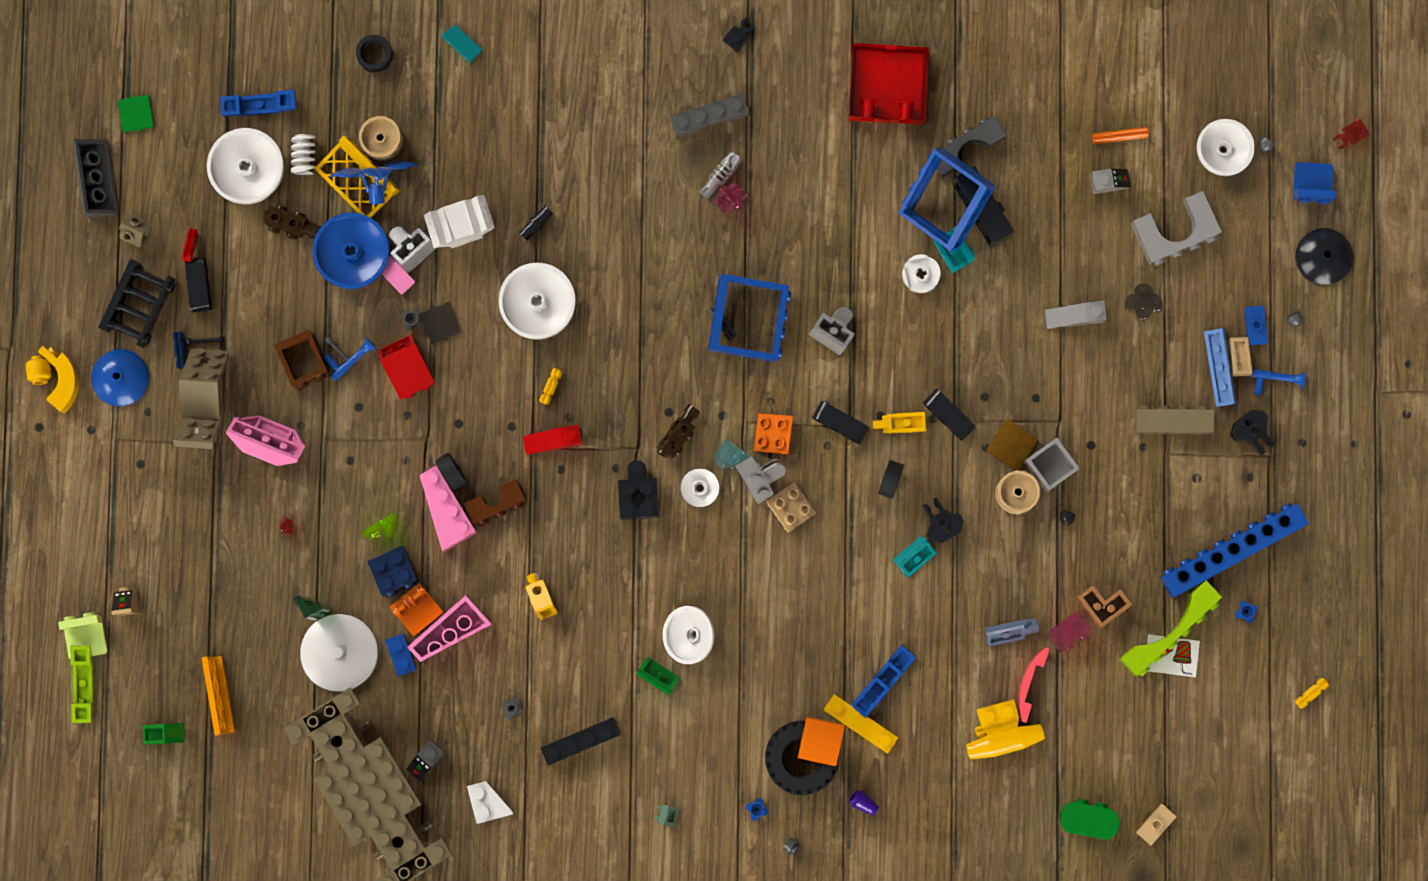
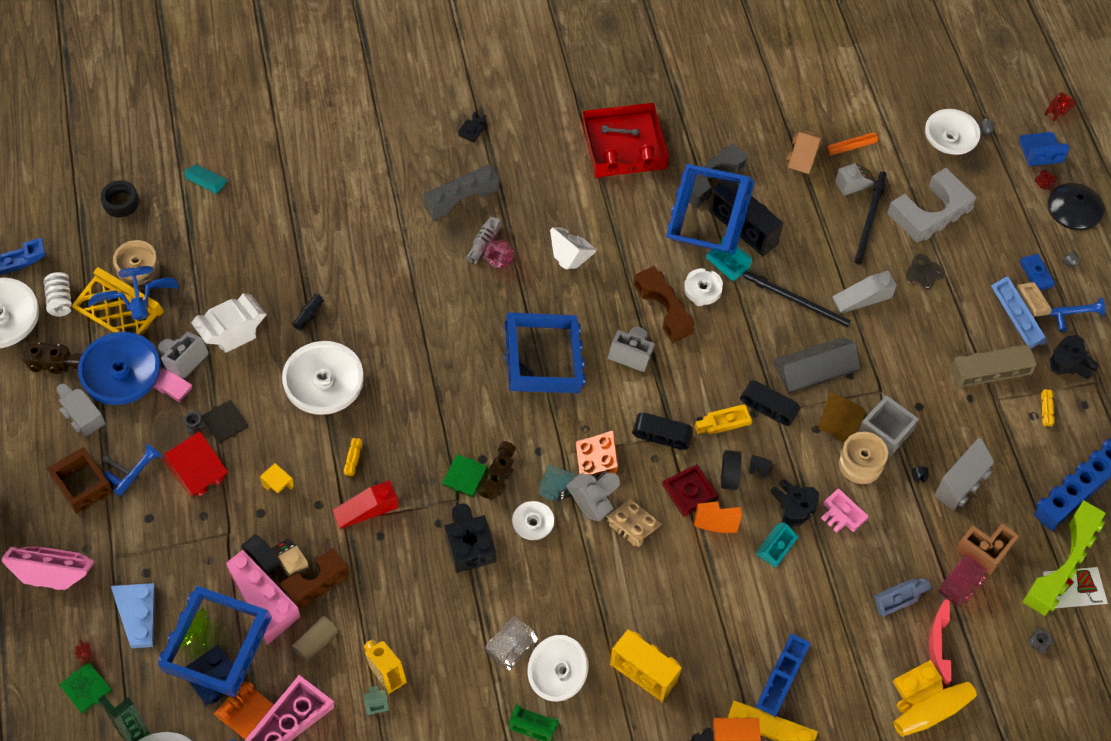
camera: 20 degrees left, 25 degrees down
(285, 558) = (85, 687): none -> green piece
(310, 286) = (80, 410): none -> light grey hinge
(337, 498) = (137, 612): none -> light blue wing
(424, 567) = (245, 655): none -> blue window
(476, 476) = (291, 558): none -> tan slope
(477, 398) = (276, 479): none -> yellow panel
(485, 557) = (315, 639): none -> dark tan brick
(527, 627) = (375, 701): none -> sand green tile
(648, 426) = (464, 475): none -> green piece
(653, 601) = (511, 643): none -> clear brick
(765, 649) = (645, 665): none -> yellow brick
(802, 204) = (569, 249): none -> white slope
(850, 486) = (689, 489): none -> dark red tile
(860, 523) = (712, 518): none -> orange slope
(871, 262) = (652, 286): none -> reddish brown arch
(902, 76) = (605, 129): none -> dark grey hinge
(922, 474) = (759, 462): none -> black tile
(980, 280) = (763, 282): none -> black bar
(983, 540) = (843, 512): none -> bright pink hinge
(1006, 380) = (817, 364): none -> dark grey slope
(1067, 137) = (804, 151): none -> medium nougat brick
(1106, 532) = (965, 476): none -> light grey slope
(1126, 699) = (1041, 635): none -> flat silver plate
(1129, 196) = (878, 189): none -> black bar
(1211, 474) = (1047, 408): none -> yellow axle
(1303, 225) = (1045, 180): none -> clear red plate

